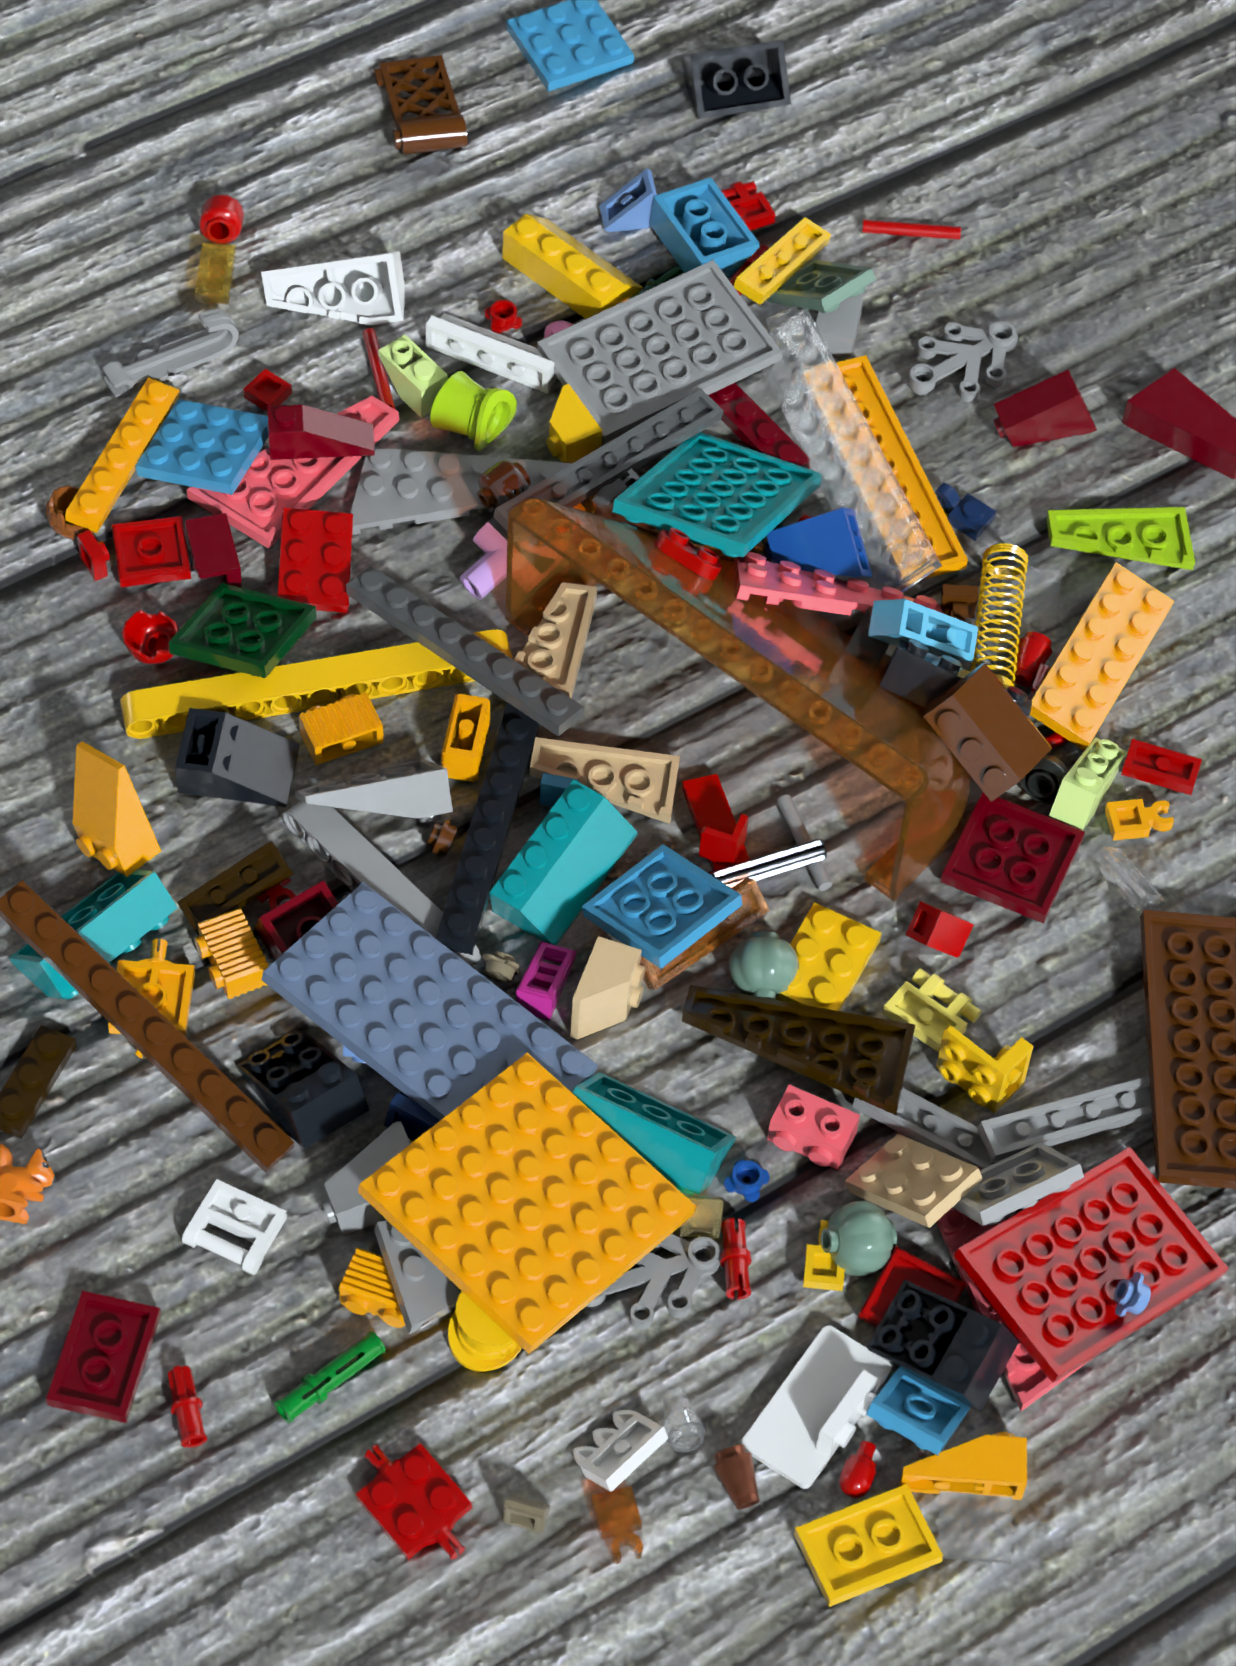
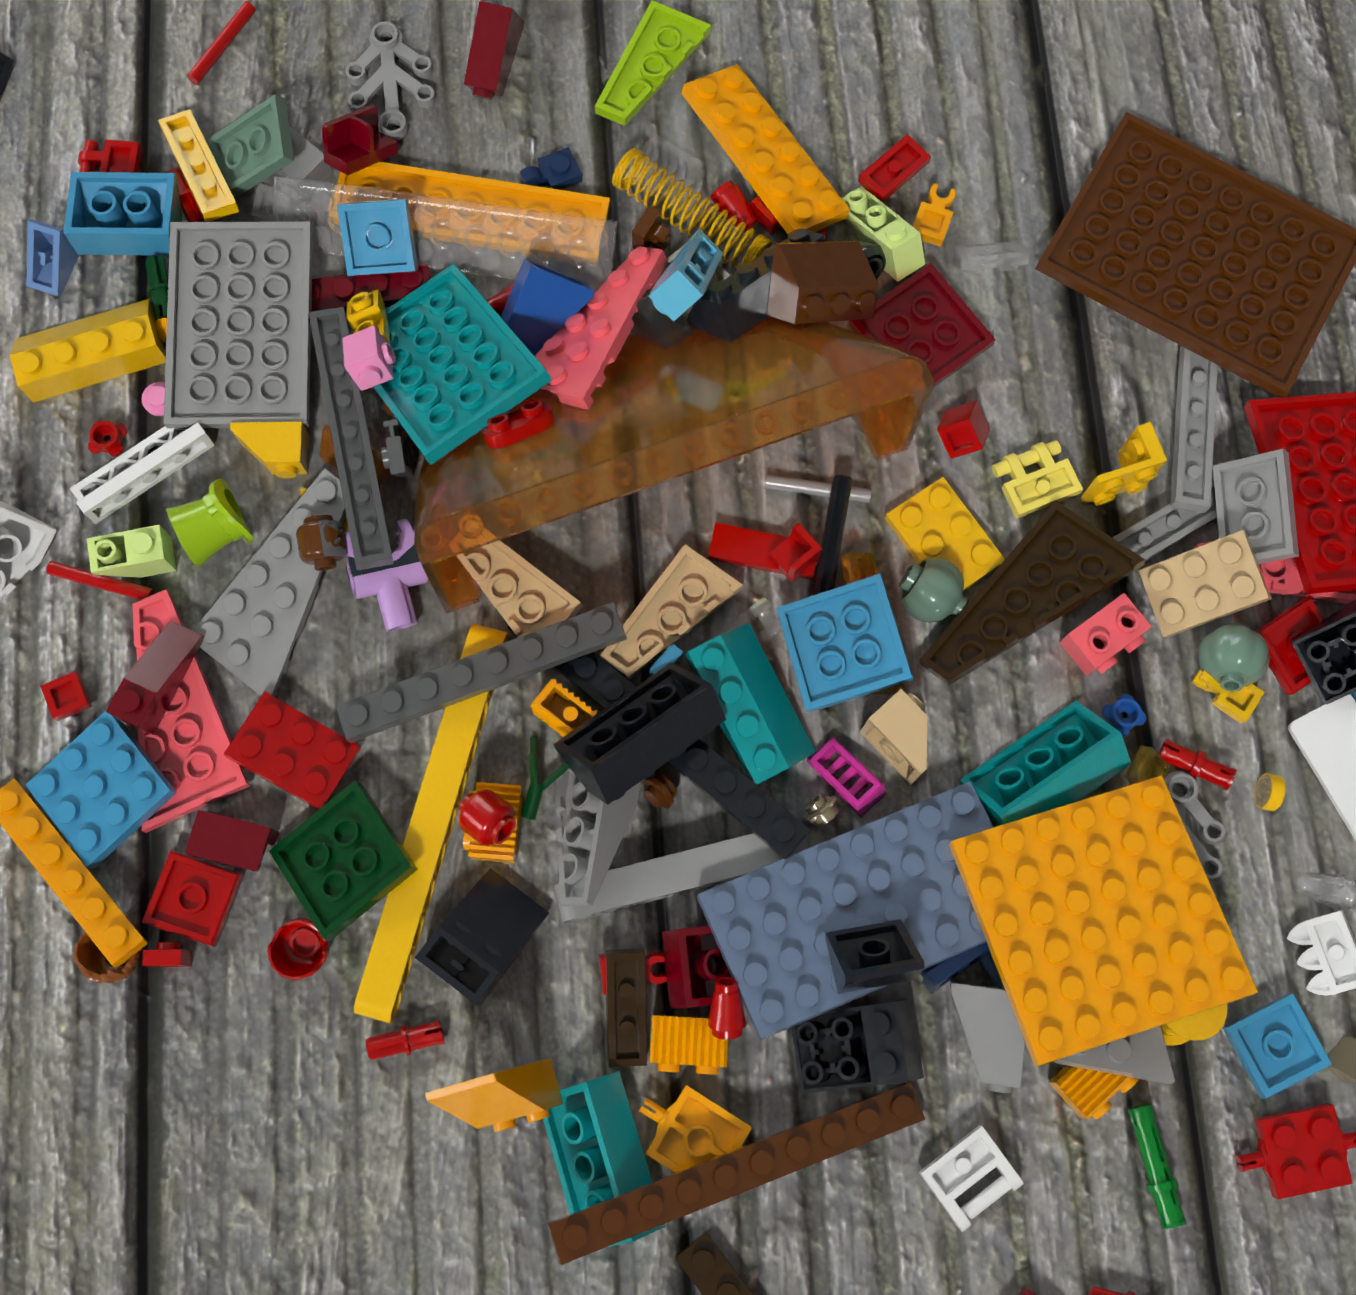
camera: 60 degrees left, 20 degrees up
(118, 748) = (404, 1040): none -> red axle
(273, 944) = (726, 1010): none -> red cone
(338, 703) = (486, 817): none -> red head
(379, 1021) = (873, 956): none -> black slope
(392, 743) = (536, 788): none -> dark green plant
(478, 776) = (641, 732): none -> black slope
(501, 1435) = (1277, 1046): none -> dark azure plate
(684, 440) = (368, 358): none -> bright pink brick
(723, 437) = (366, 311): none -> yellow slope
(747, 1331) = (1270, 792): none -> yellow tile
(802, 404) = (377, 237): none -> dark azure plate
(883, 353) = (355, 141): none -> dark red panel

